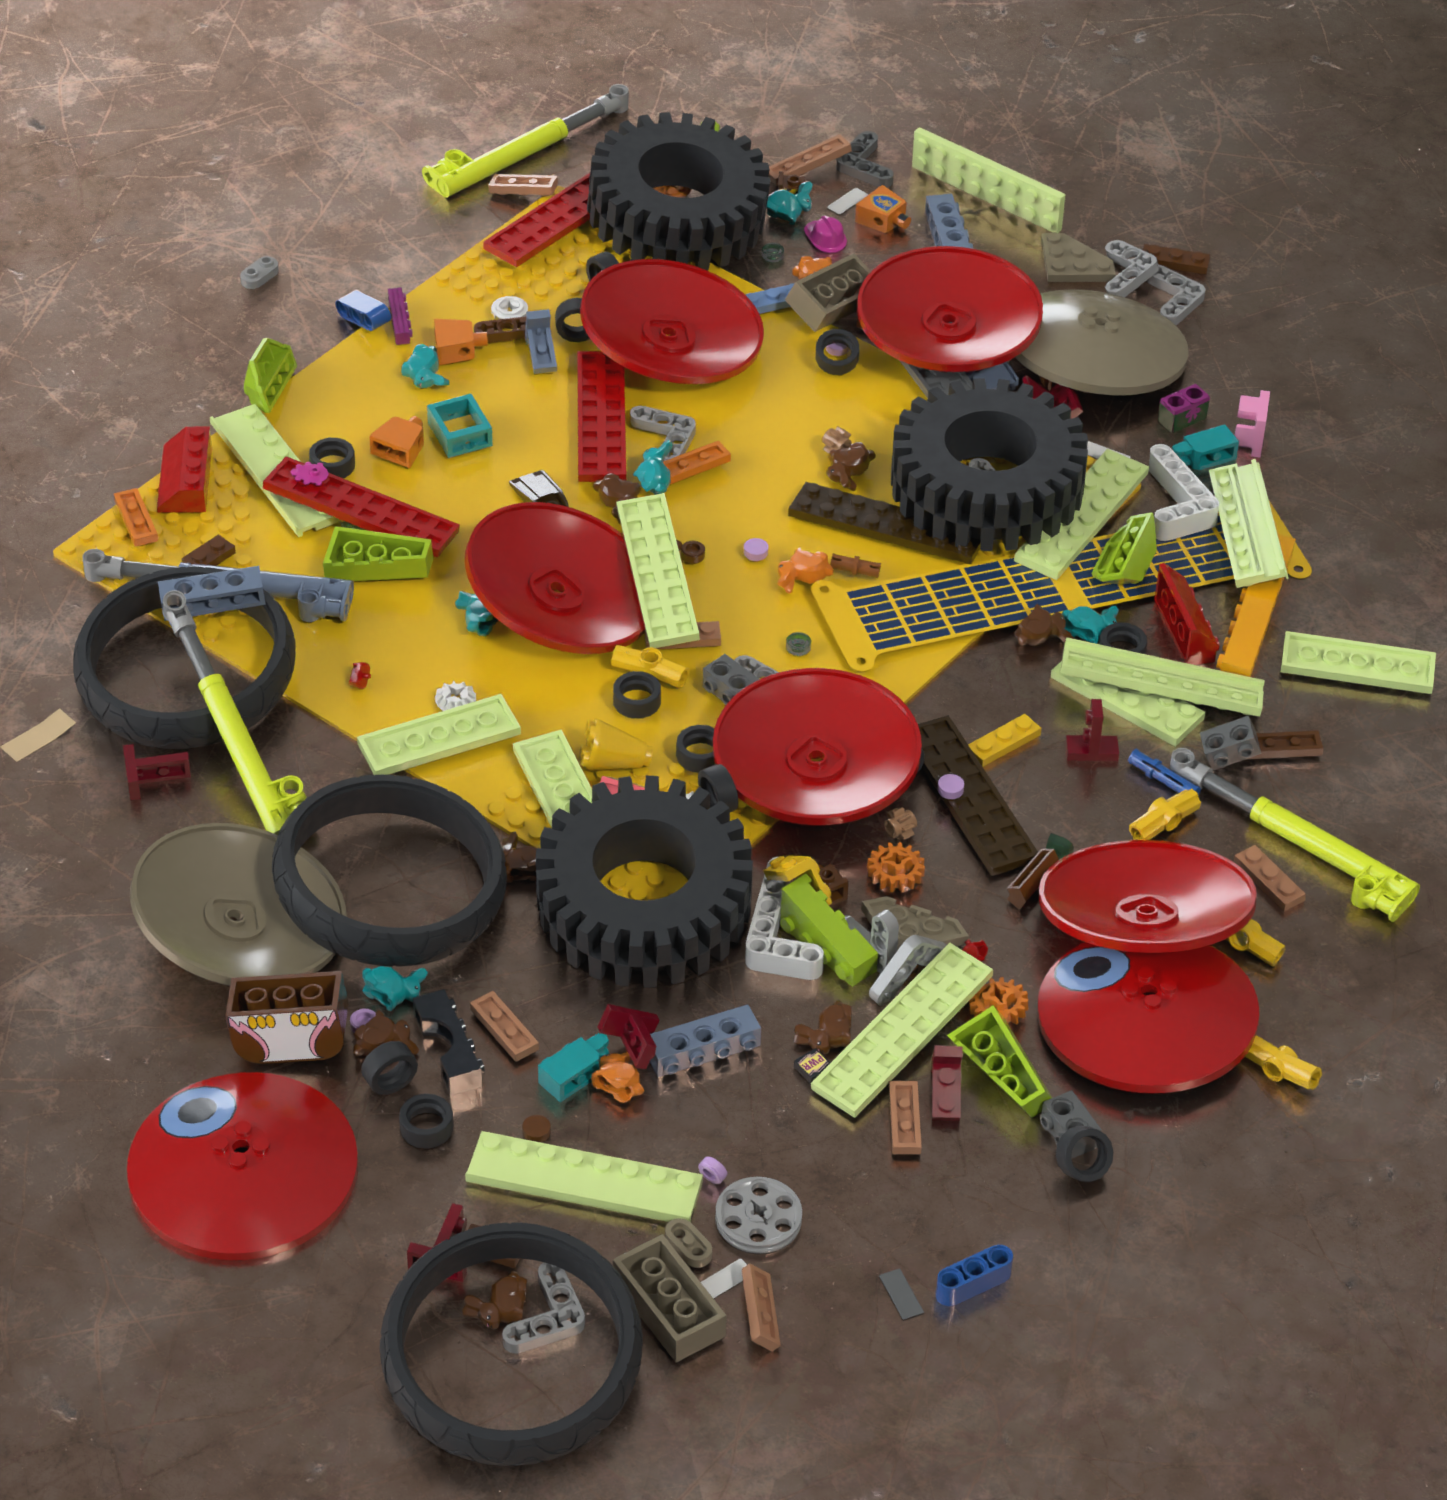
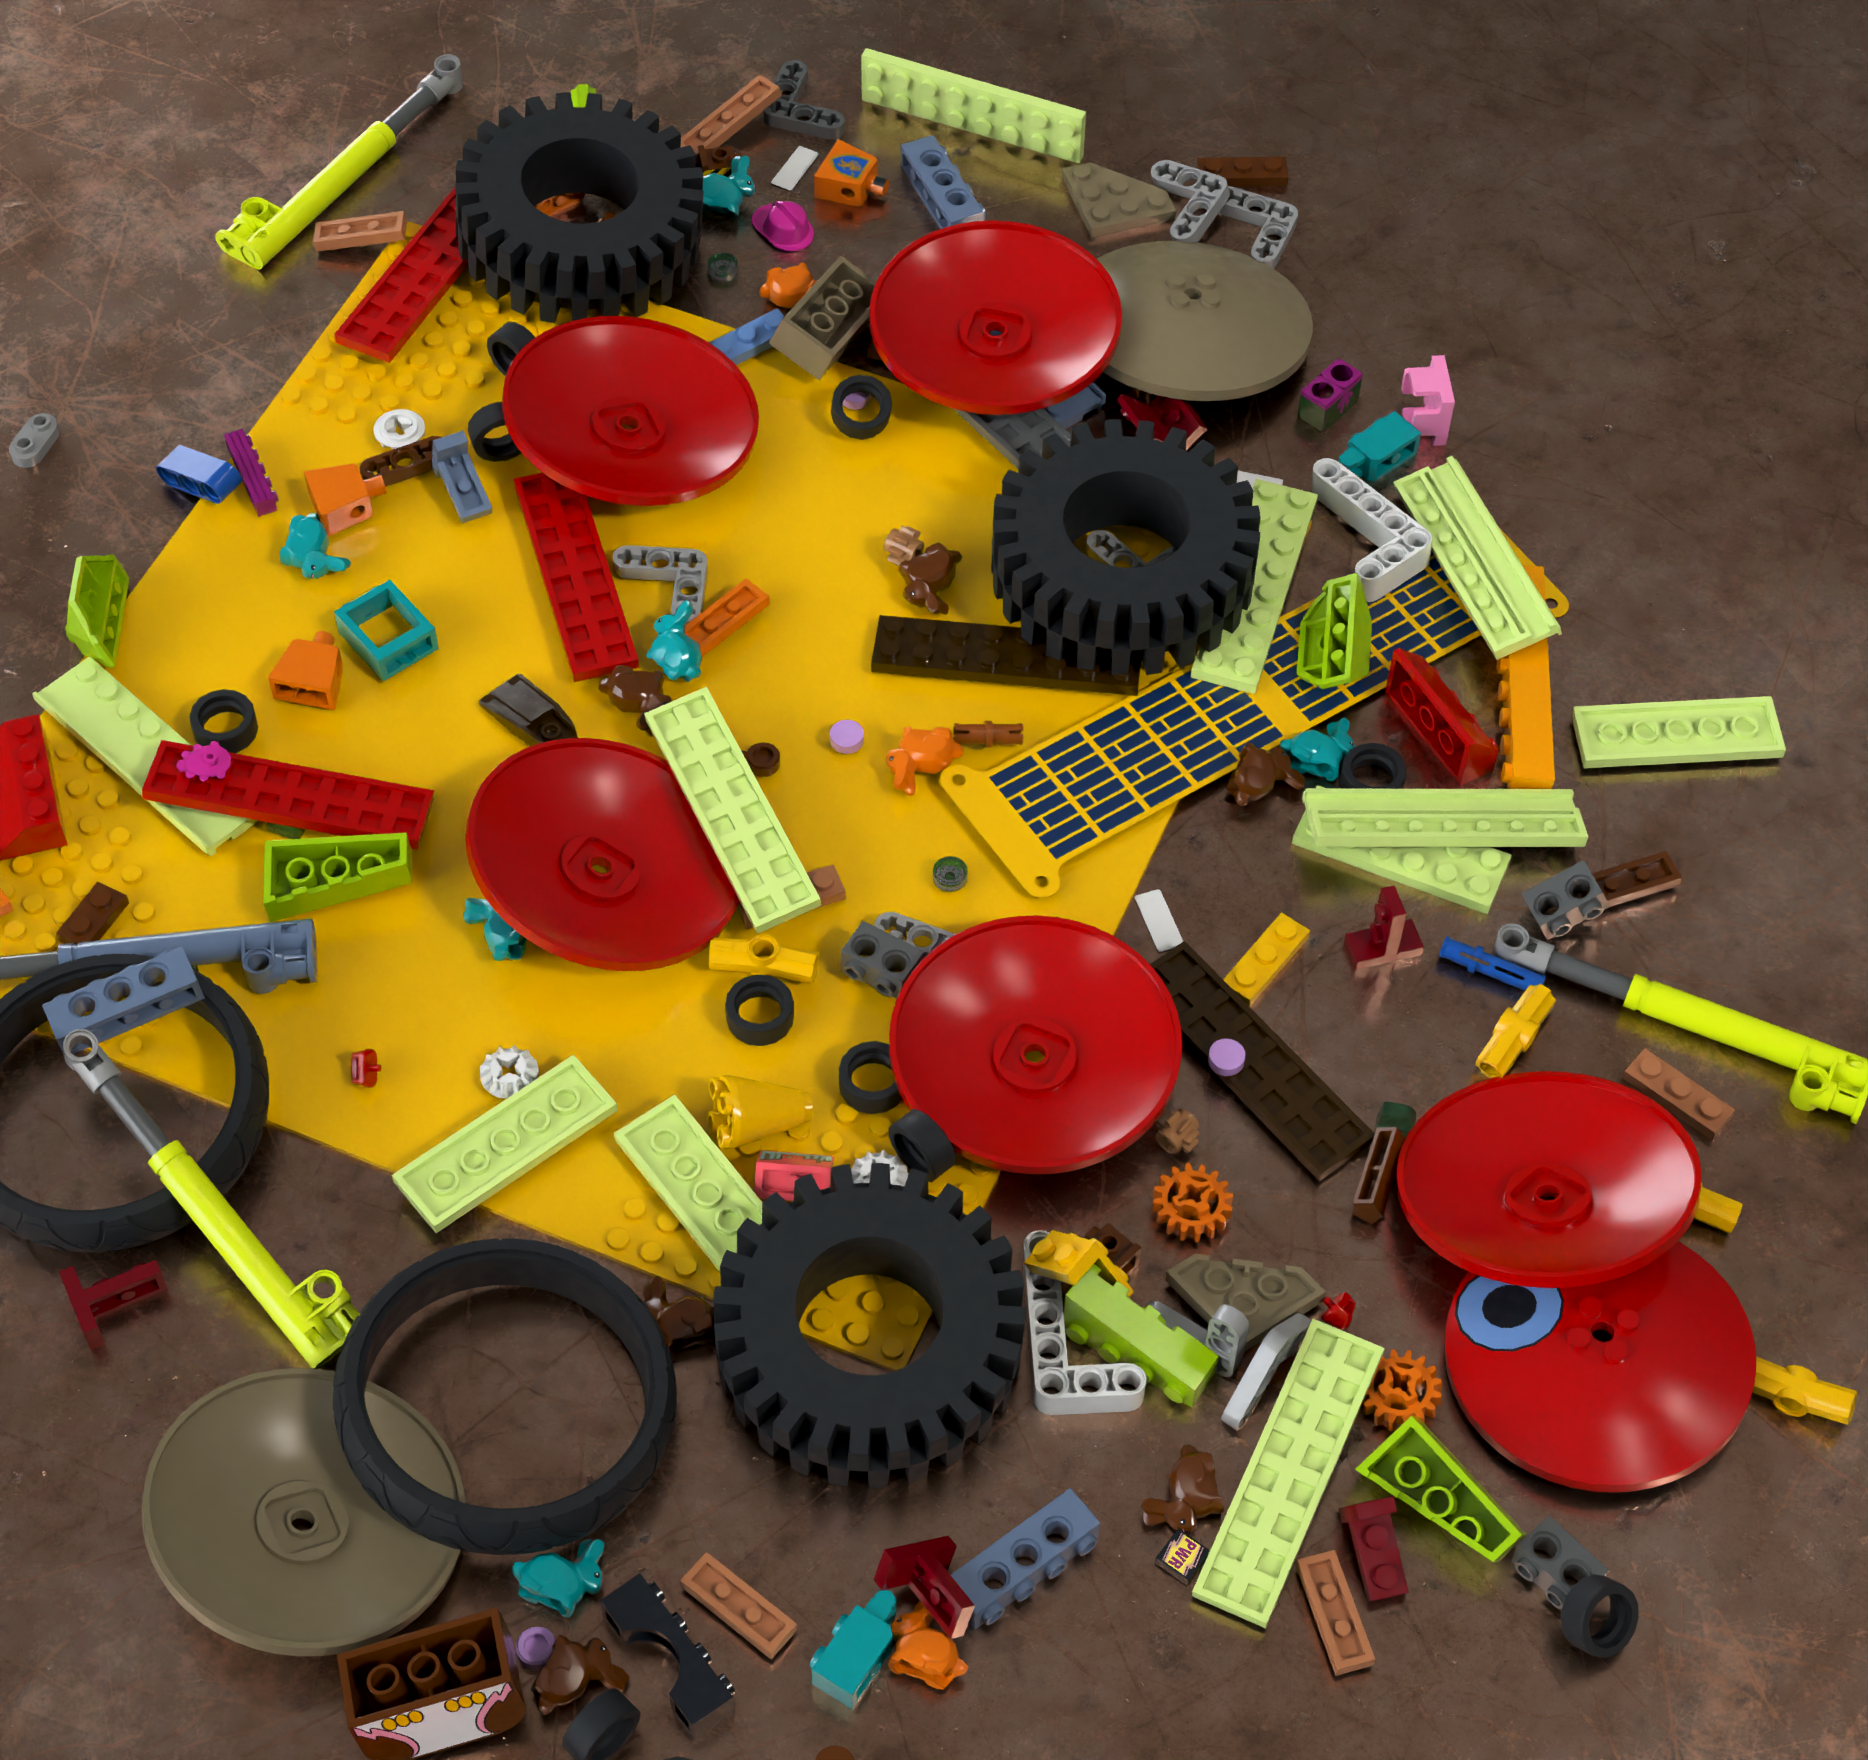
camera: 15 degrees left, 10 degrees up
(937, 701) = (1158, 920): none -> white sticker

